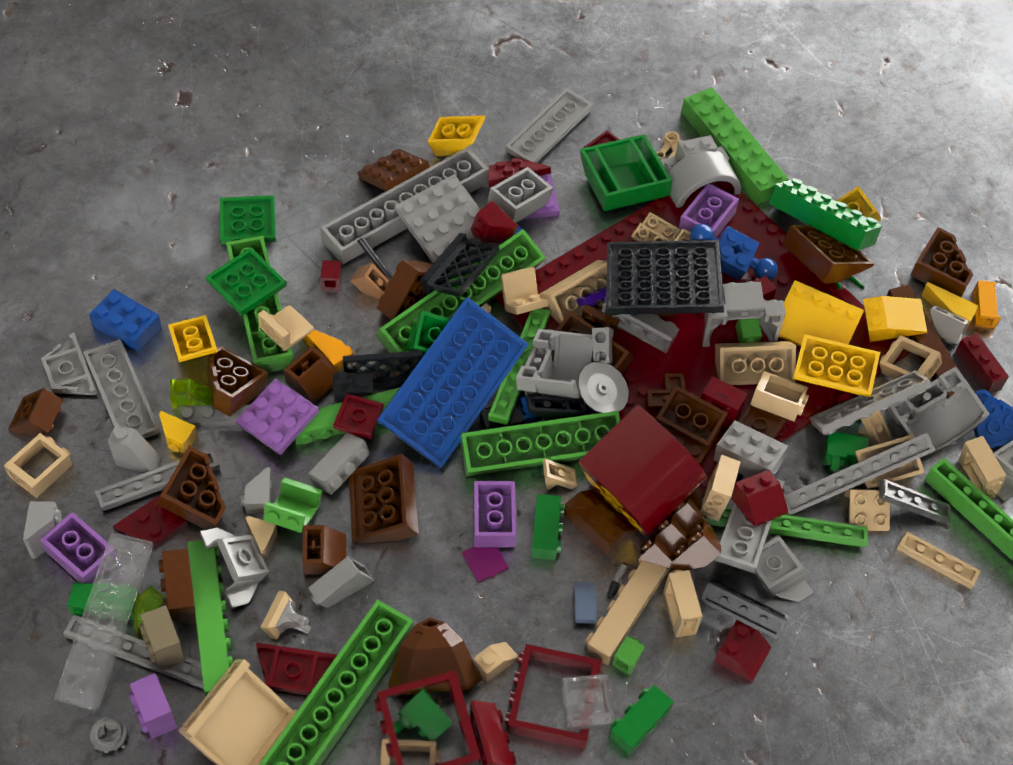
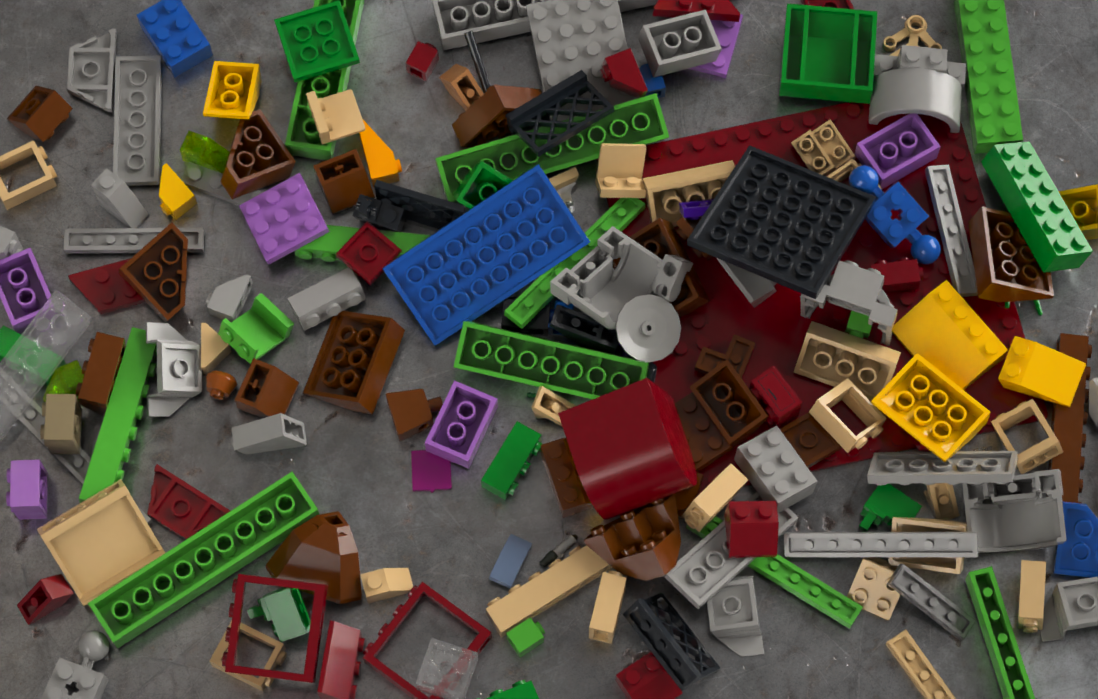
camera: 30 degrees right, 15 degrees up
(281, 559) = (220, 384): none -> dark orange cone
(283, 616) = (195, 447): piece -> none
(448, 521) = (412, 411): none -> reddish brown torso
(773, 250) = (951, 229): none -> light grey plate

